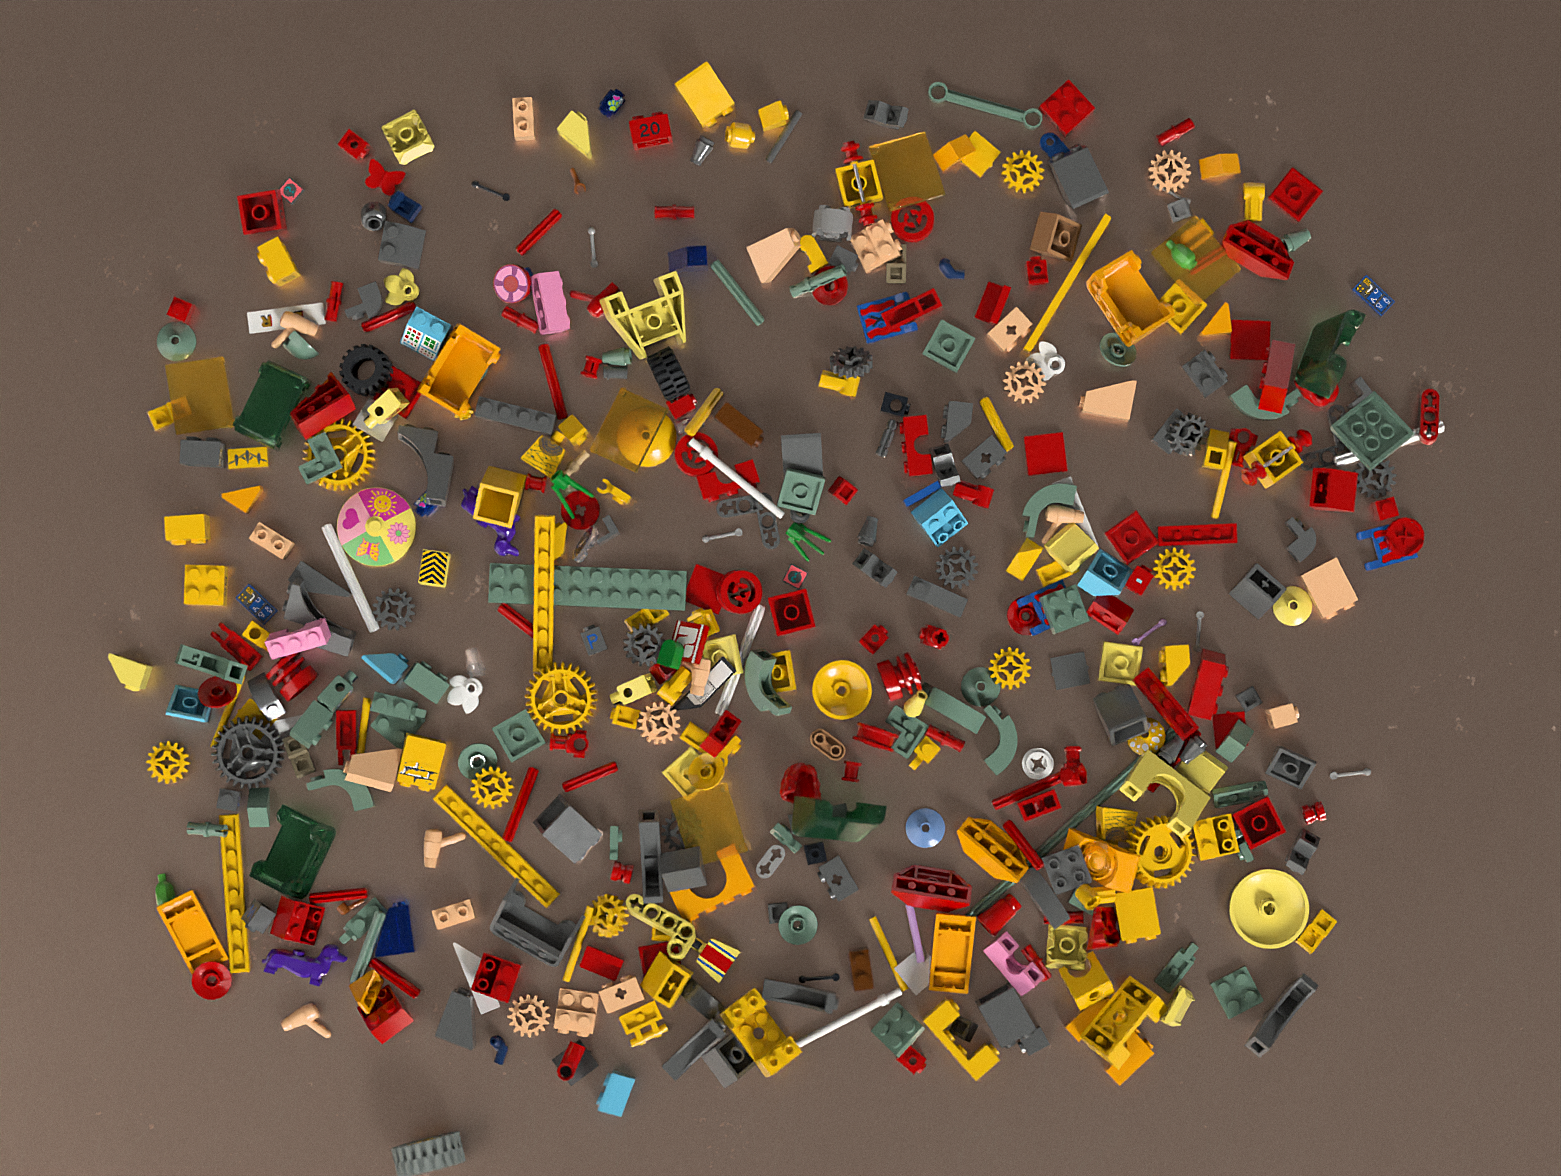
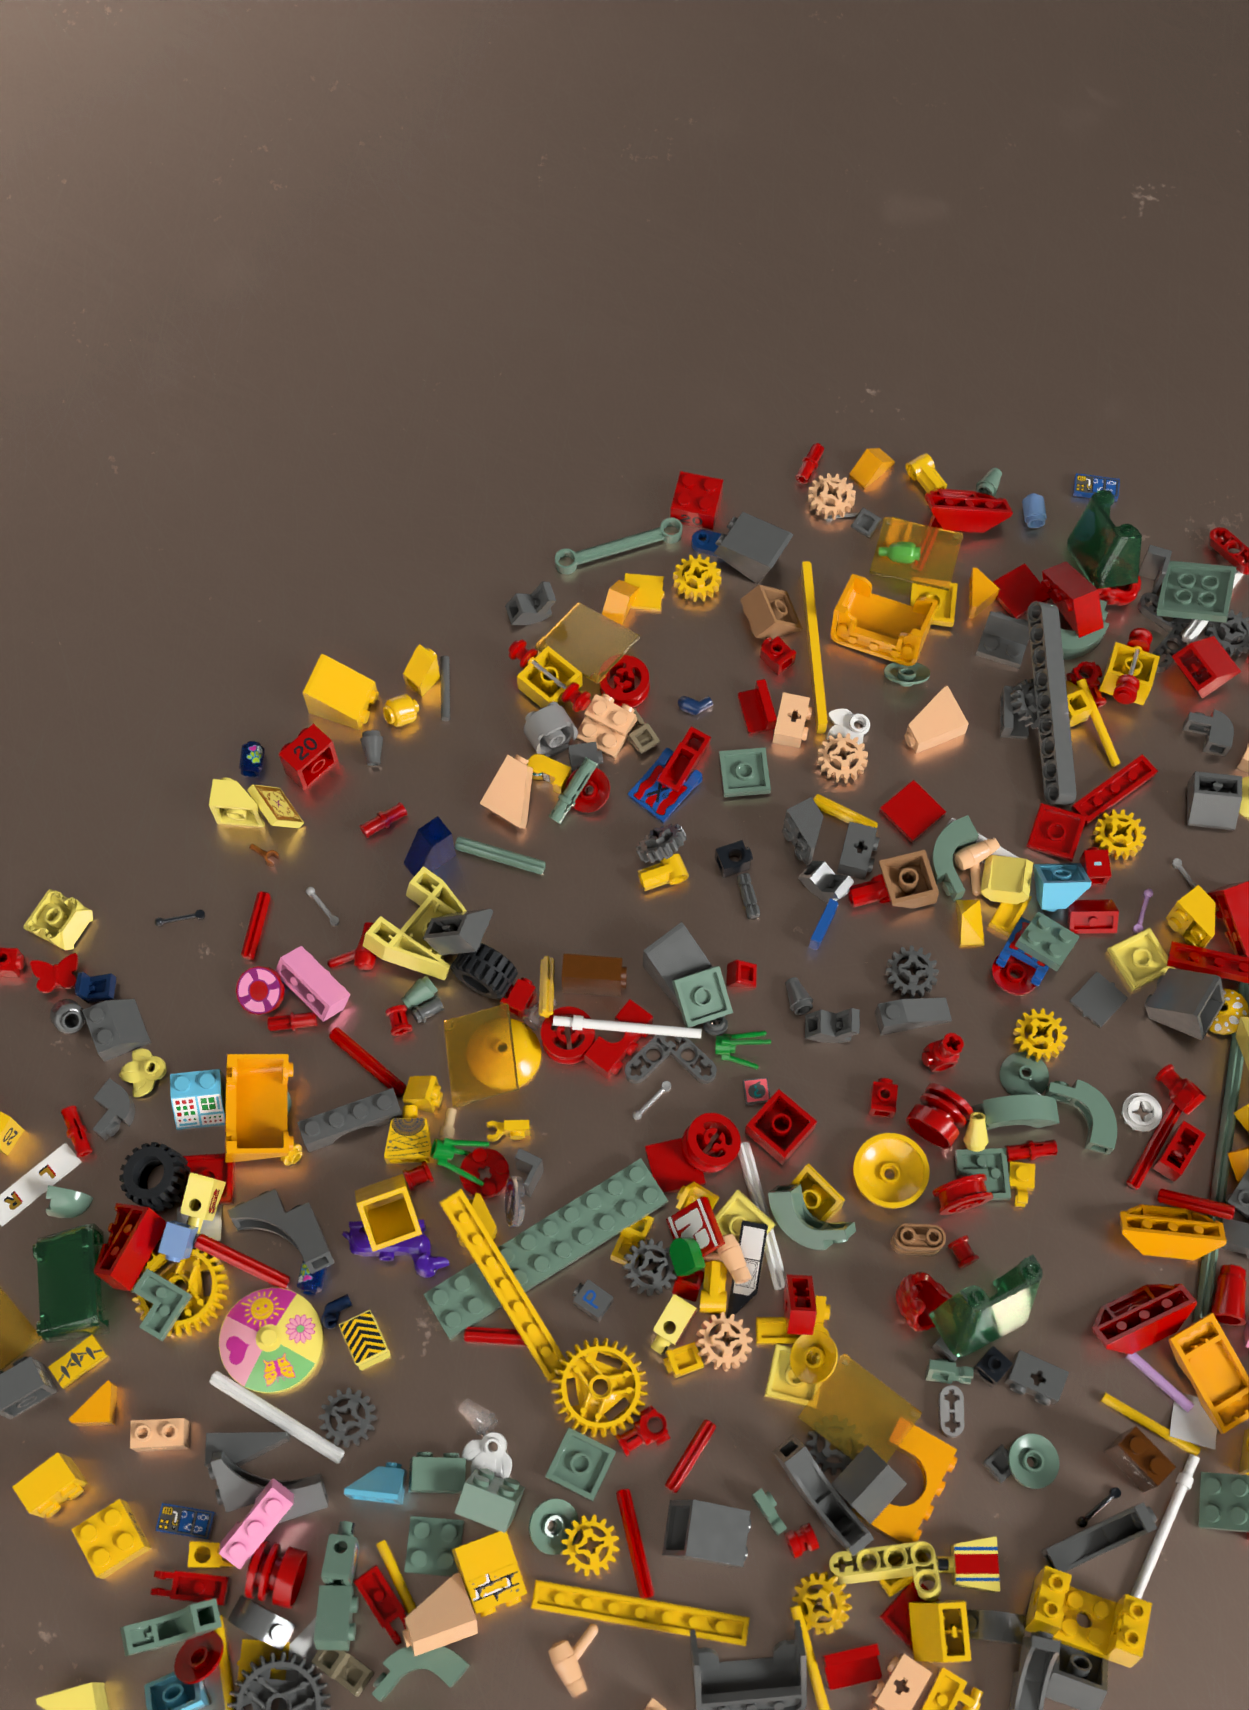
camera: 35 degrees left, 20 degrees down
(294, 322) = (38, 1182): light nougat piece -> none
(355, 426) = (178, 1240): none -> medium blue brick
(388, 316) = (146, 1110): red axle -> none
(388, 465) = (242, 1261): none -> red axle
(396, 707) = (420, 1527): sand green hinge -> none
(426, 534) = (332, 1311): none -> dark blue arm
(448, 720) = (490, 1499): none -> sand green brick
(523, 118) = (170, 826): light nougat brick -> none
(604, 154) = (275, 806): none -> light yellow tile
(666, 338) = (458, 931): none -> dark grey slope
(915, 823) = (1073, 1268): medium blue dish -> none
(916, 463) = (795, 898): red arch -> none
(939, 517) = (857, 935): medium azure slope -> none
(1000, 503) = (909, 880): none -> medium nougat slope
(1196, 445) = (1051, 703): none -> dark grey beam
(1295, 194) = (957, 449): red tile -> none
(1310, 284) = (1034, 510): none -> medium blue brick

